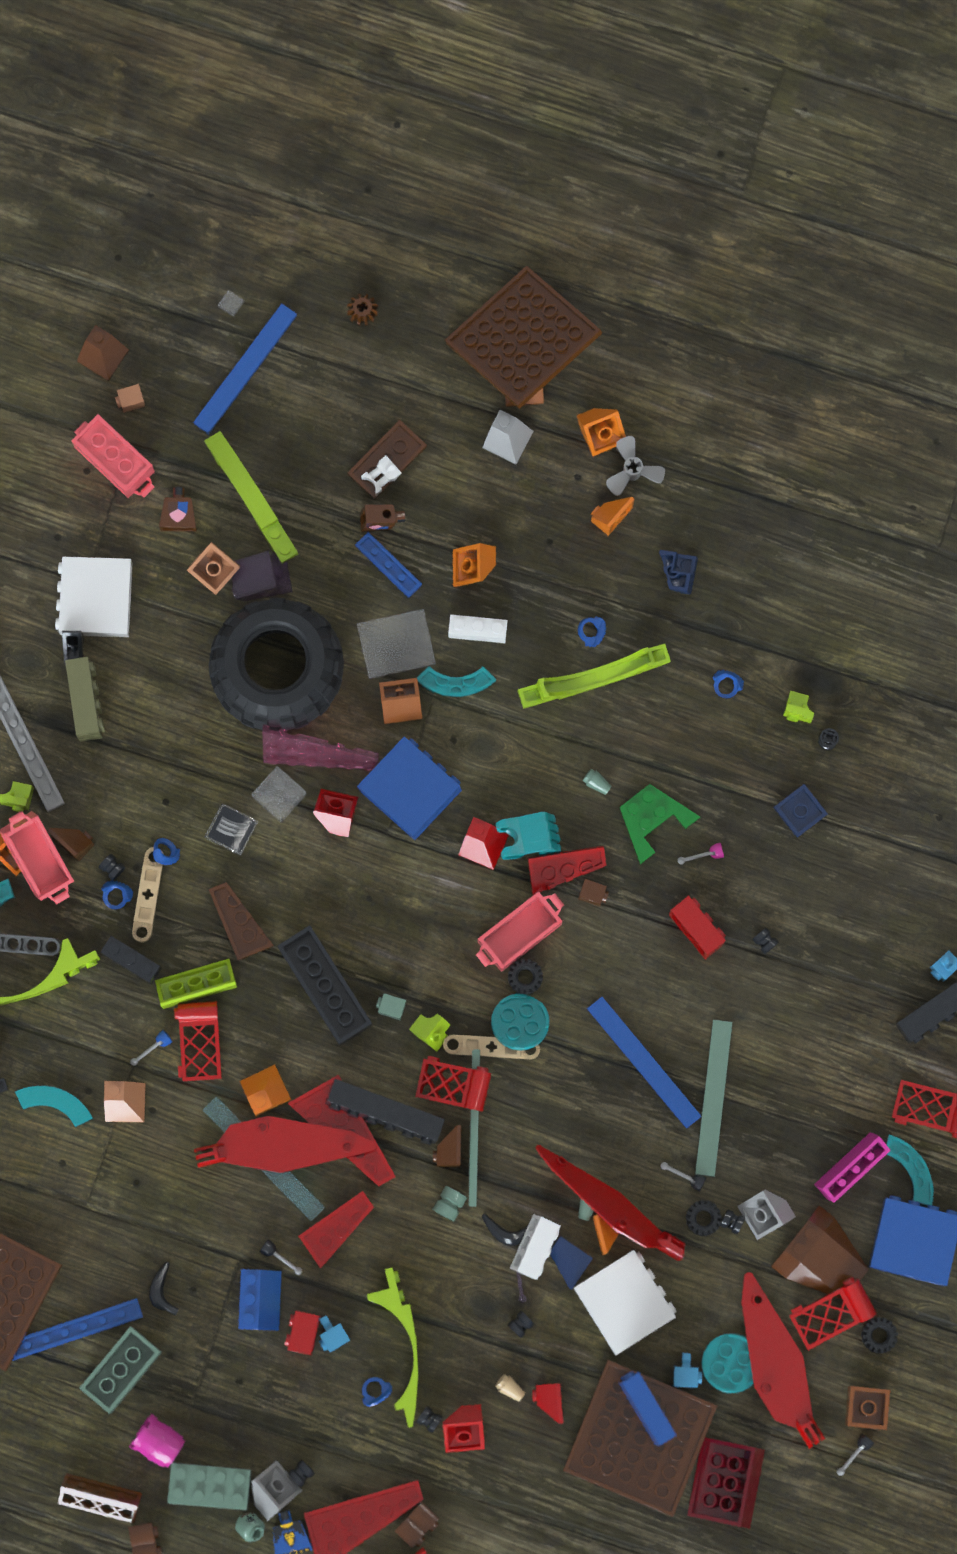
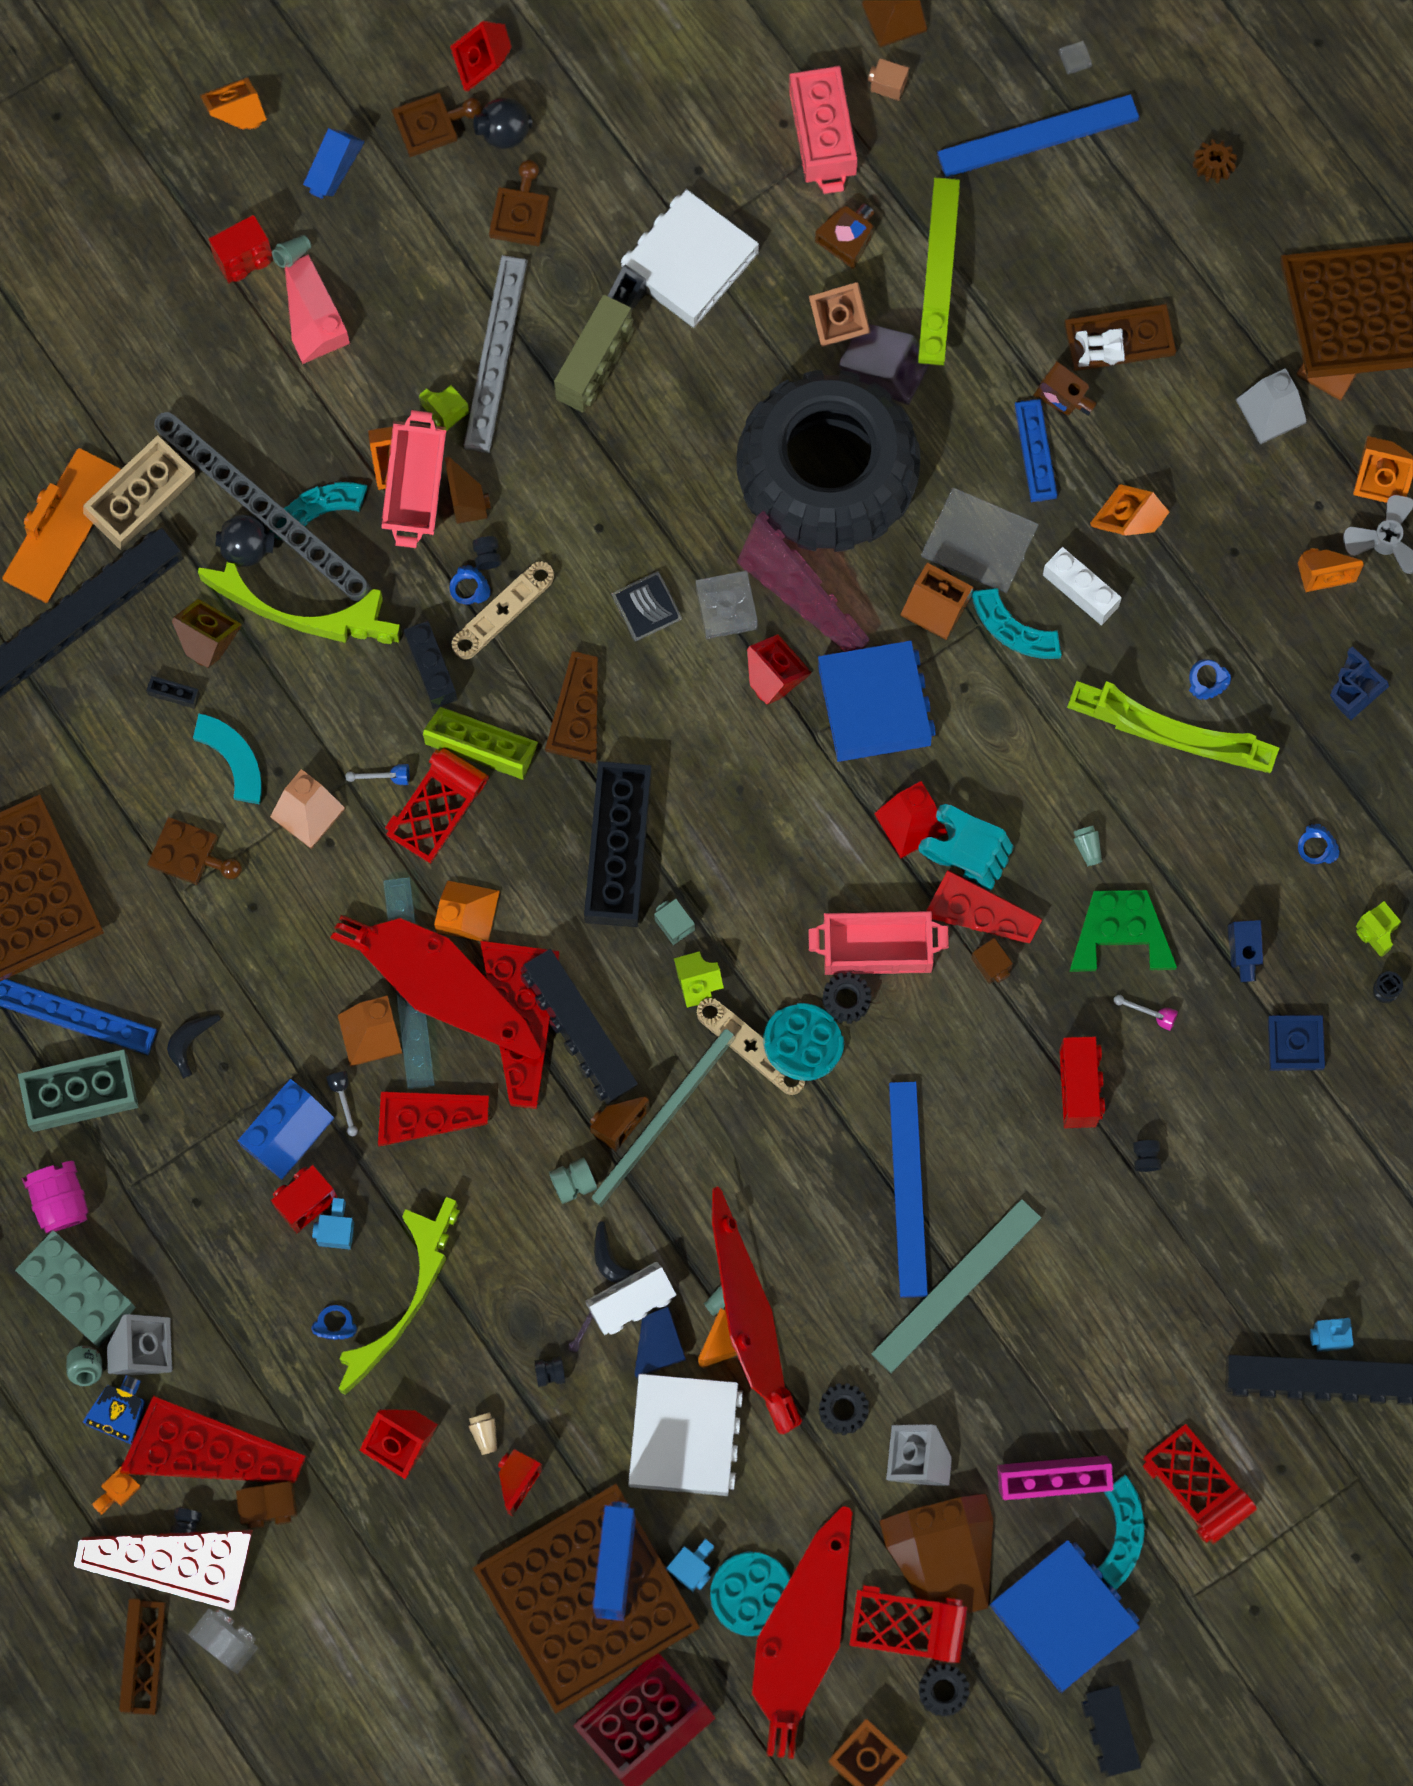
camera: 40 degrees right, 5 degrees down
(72, 1180) = (186, 851): none -> reddish brown plate
(160, 858) = (545, 579): blue piece -> none
(263, 1205) = (369, 1031): none -> dark orange slope
(301, 1473) = (184, 1351): black wheel -> none
(434, 1419) = (369, 1399): black wheel -> none
(475, 1086) = (692, 1071): red piece -> none
(696, 1181) = (867, 1363): hinge -> none
(725, 772) = (1246, 936): none -> dark blue torso
(736, 1224) = (875, 1443): black wheel -> none

